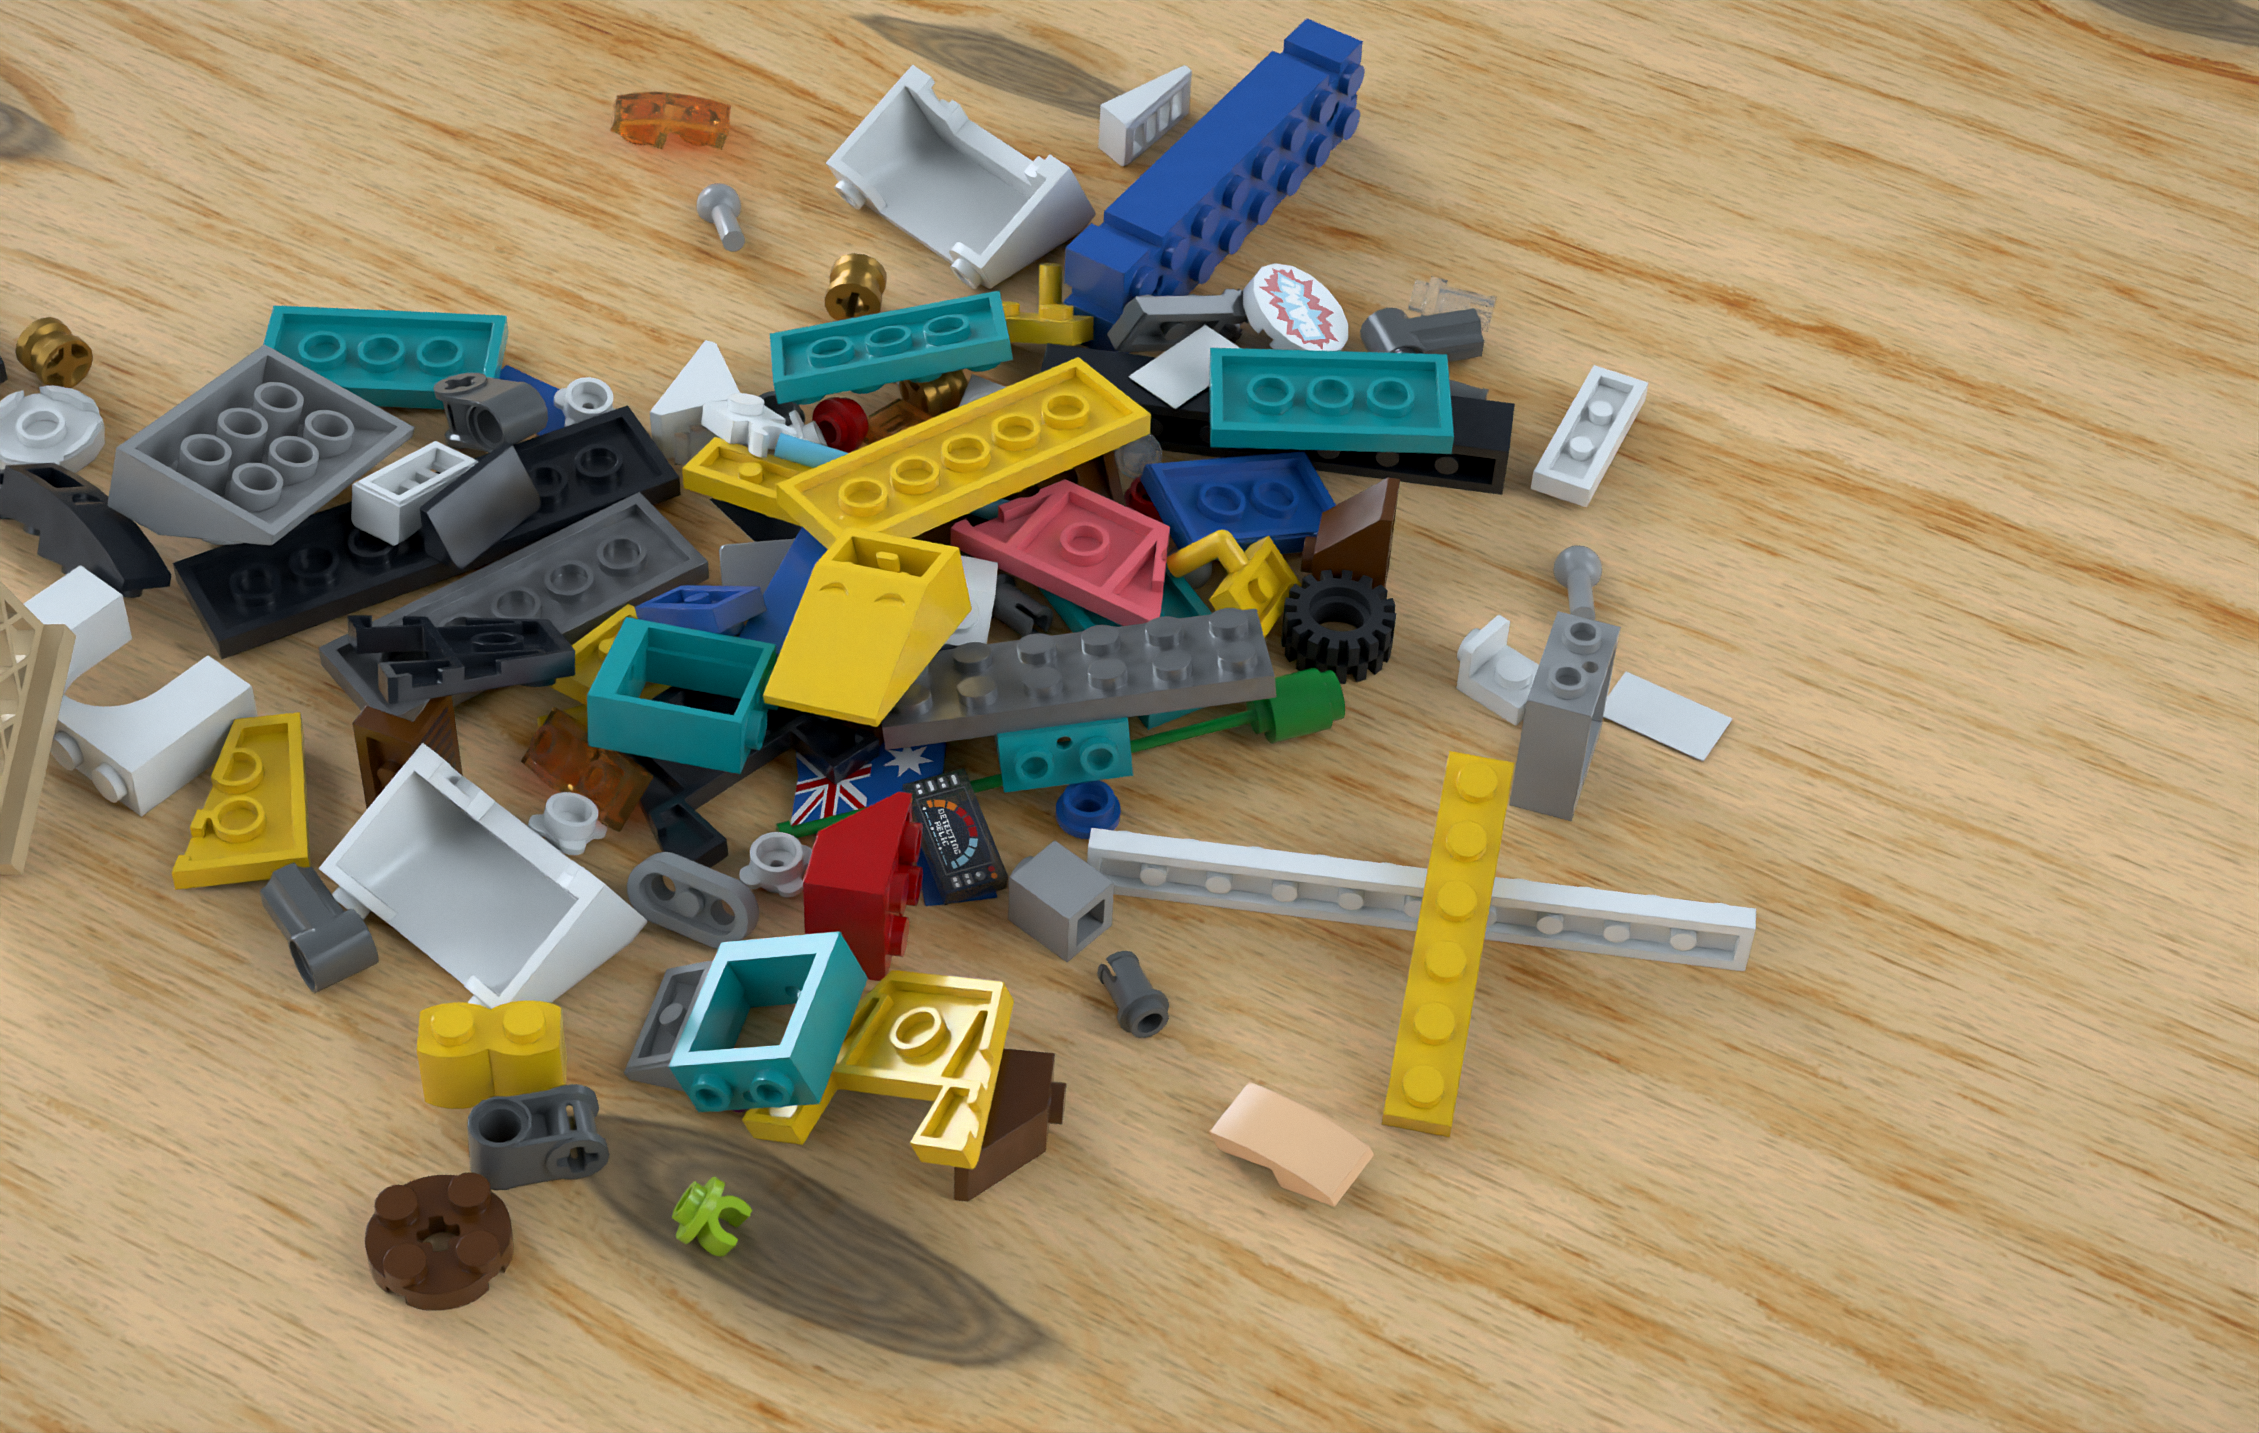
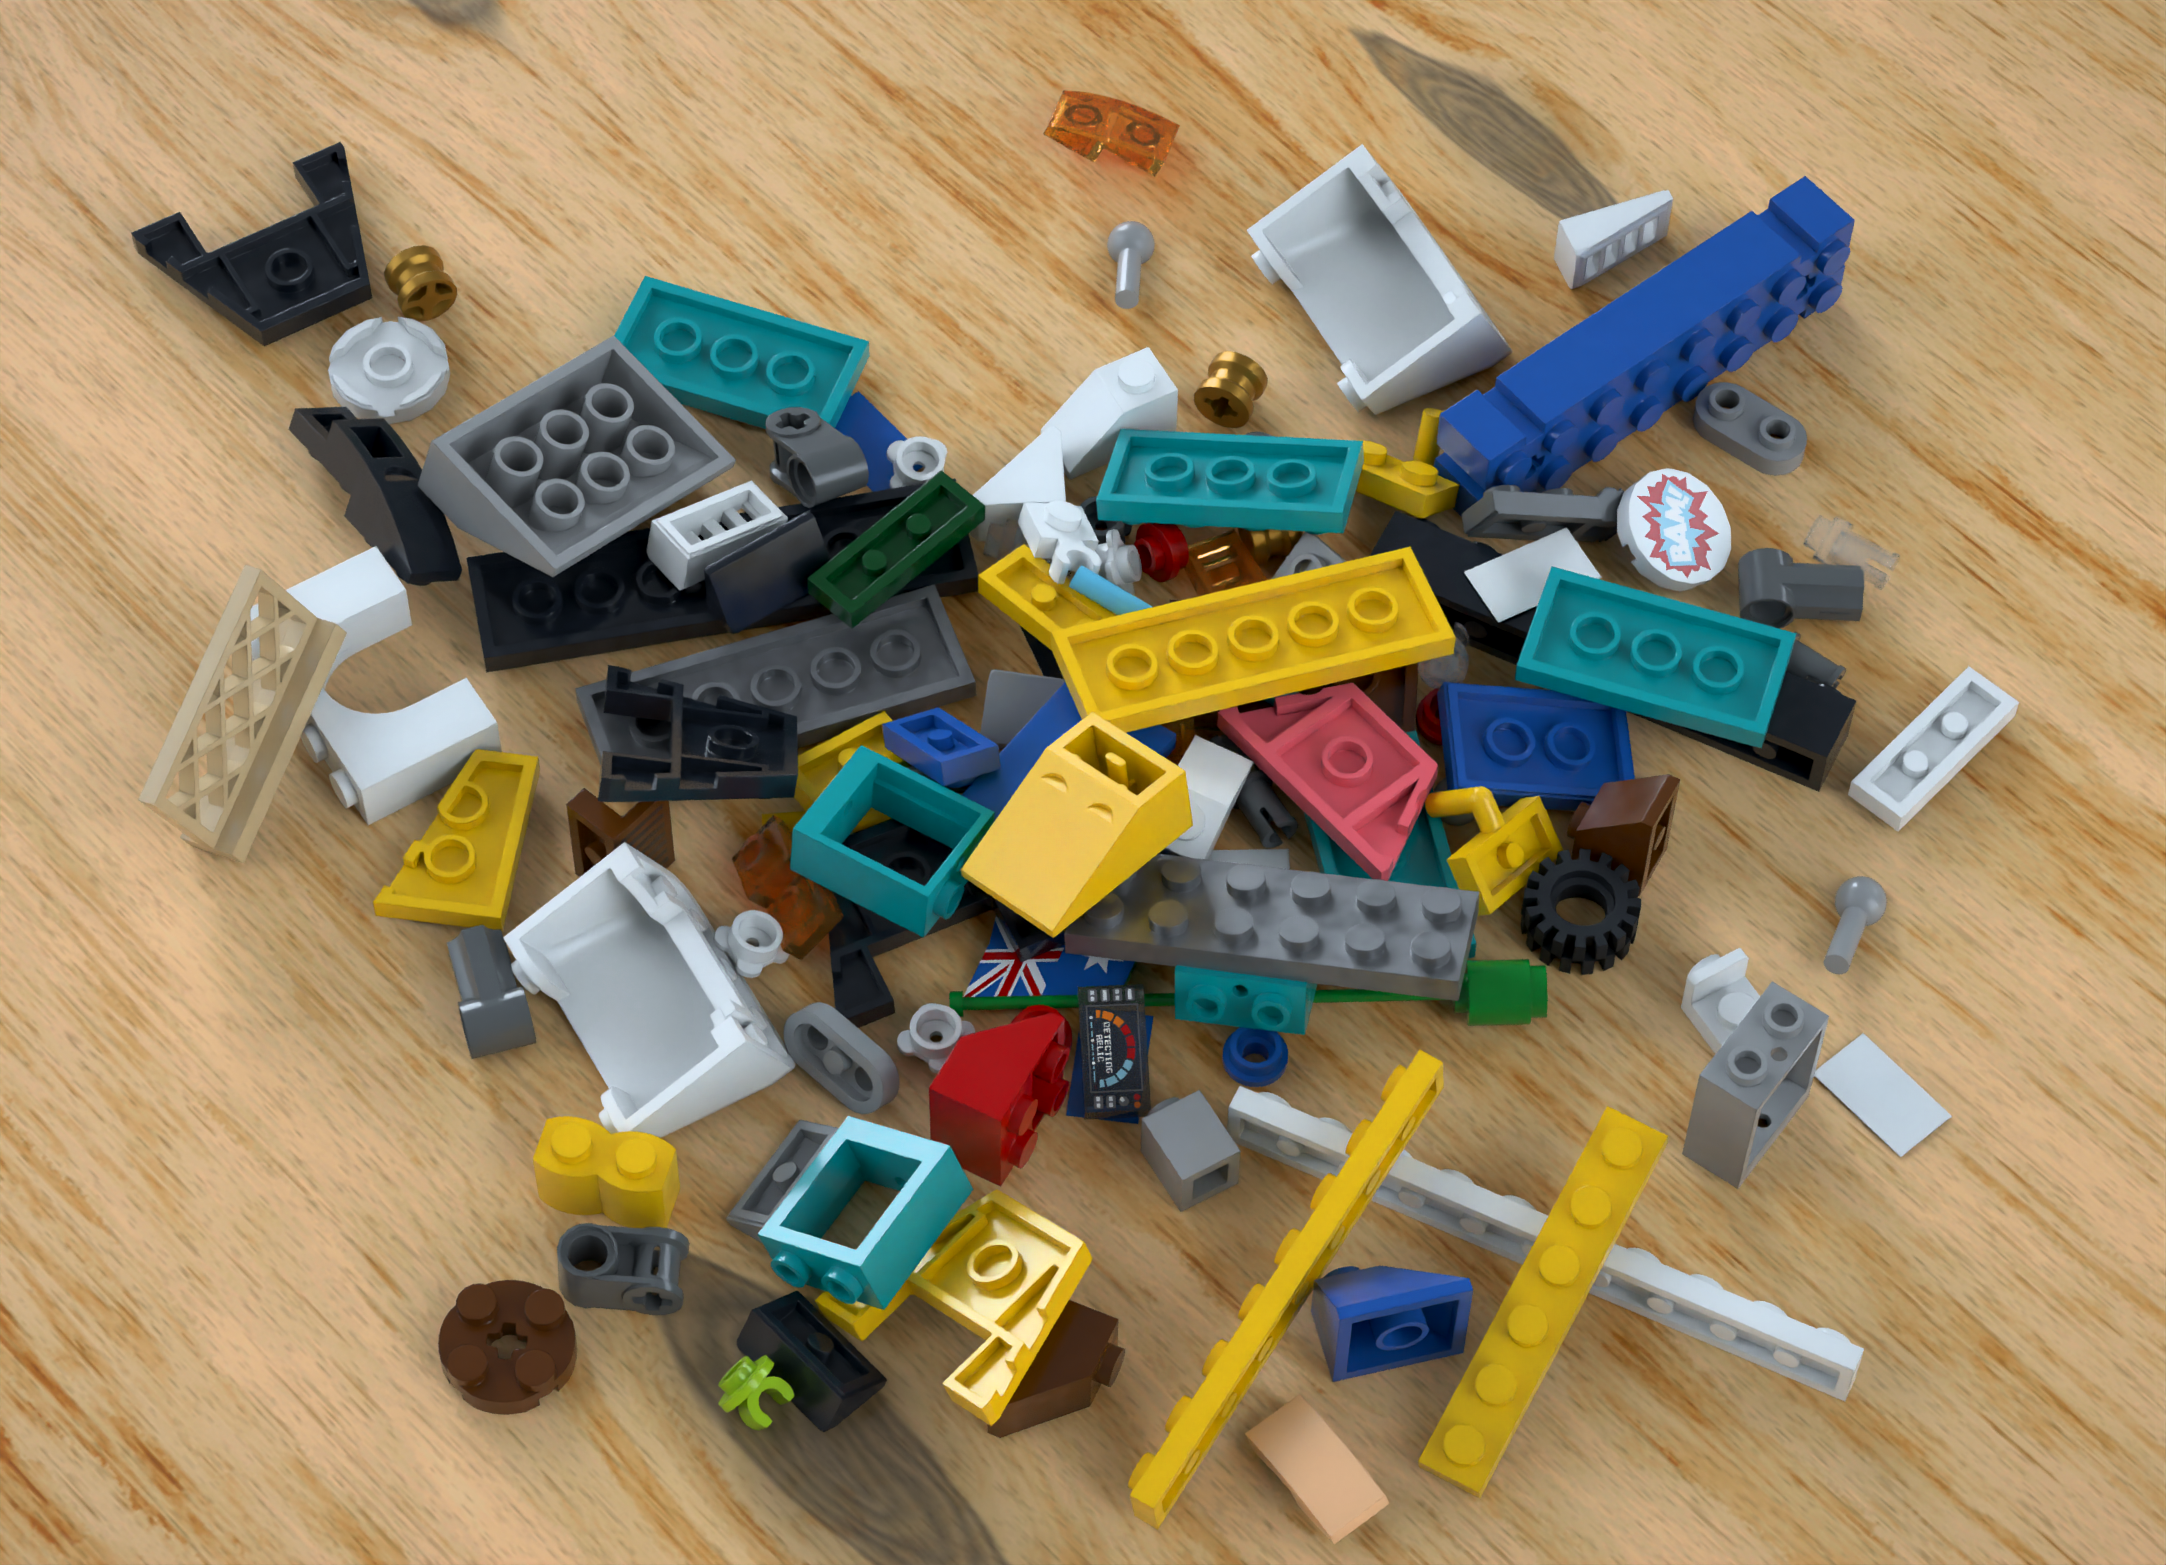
camera: 20 degrees right, 10 degrees up
(595, 465) = (896, 549): none -> dark green plate
(751, 311) = (1114, 397): none -> white slope
(773, 1181) = (812, 1357): none -> black slope
(1138, 1004) = (1225, 1268): dark grey pin -> none
(1197, 1008) = (1272, 1308): none -> yellow plate
(1309, 993) = (1388, 1318): none -> blue slope
(1323, 235) = (1747, 427): none -> light grey plate

